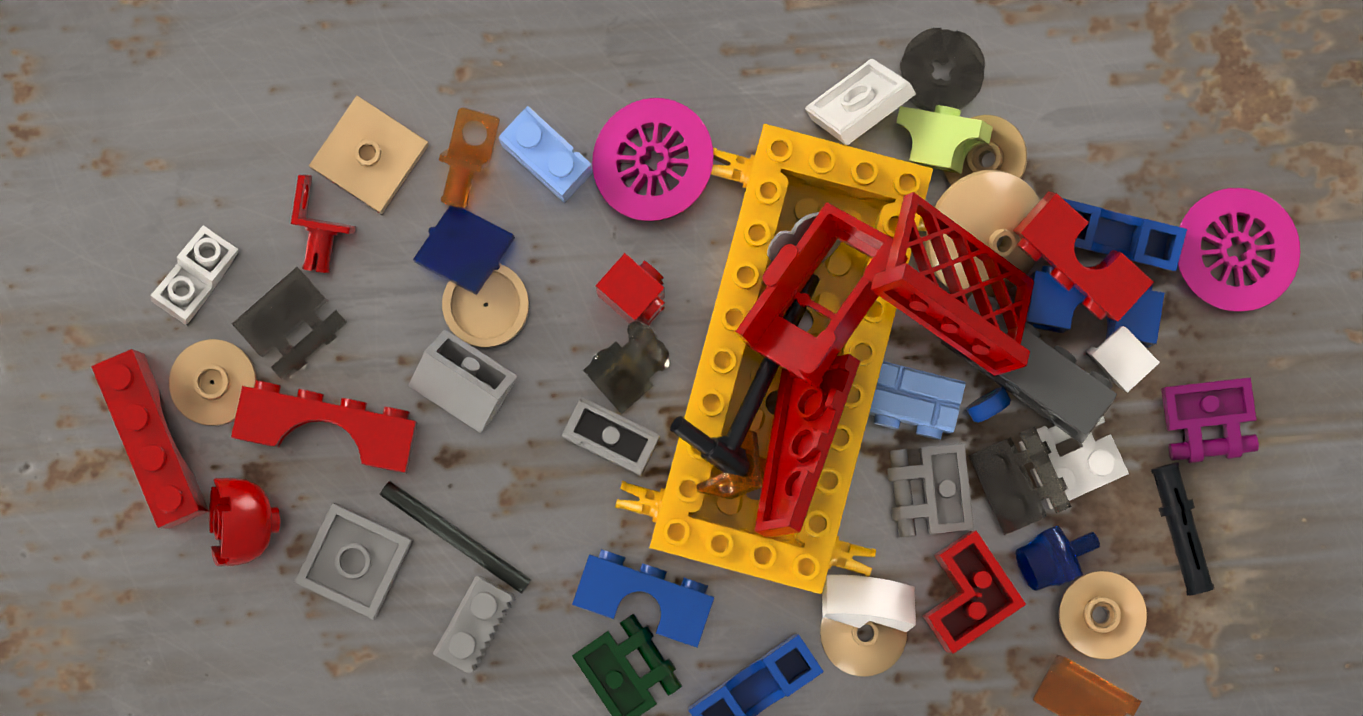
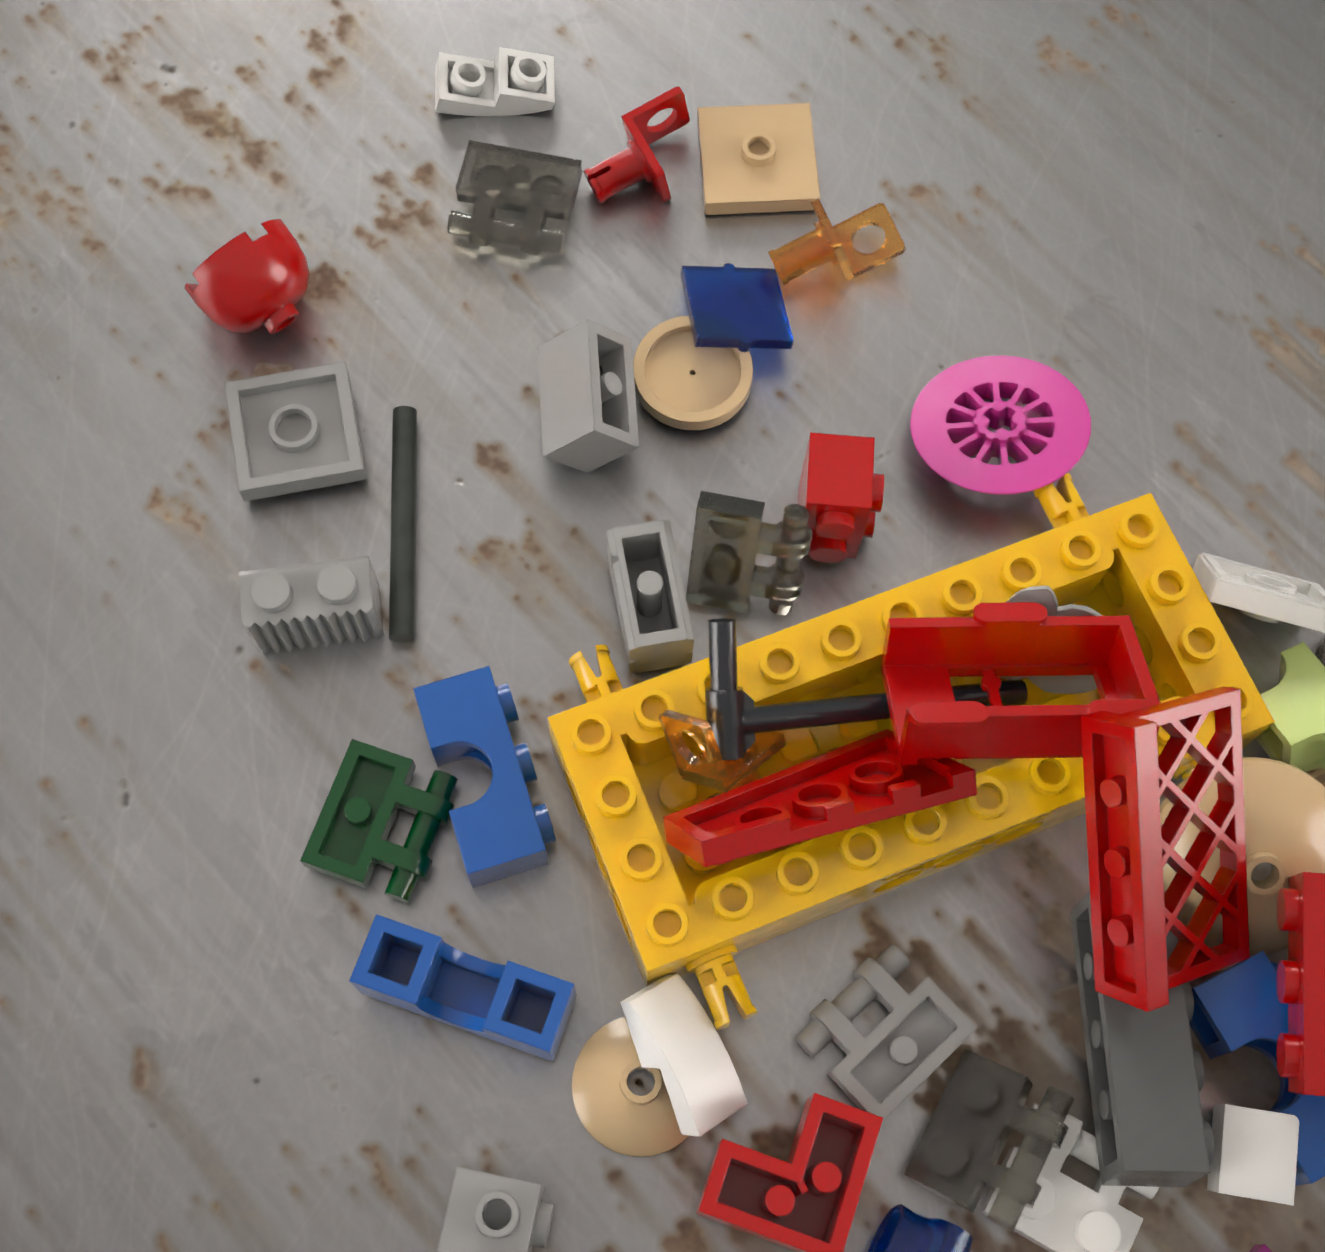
camera: 55 degrees right, 15 degrees down
(138, 416) = (246, 183): red arch -> none
(192, 379) = (393, 174): tan piece -> none
(270, 417) = (398, 243): red arch -> none
(545, 154) = (908, 315): light blue brick -> none
(917, 400) = (979, 924): light blue brick -> none
(989, 405) = (1048, 1025): blue tile -> none

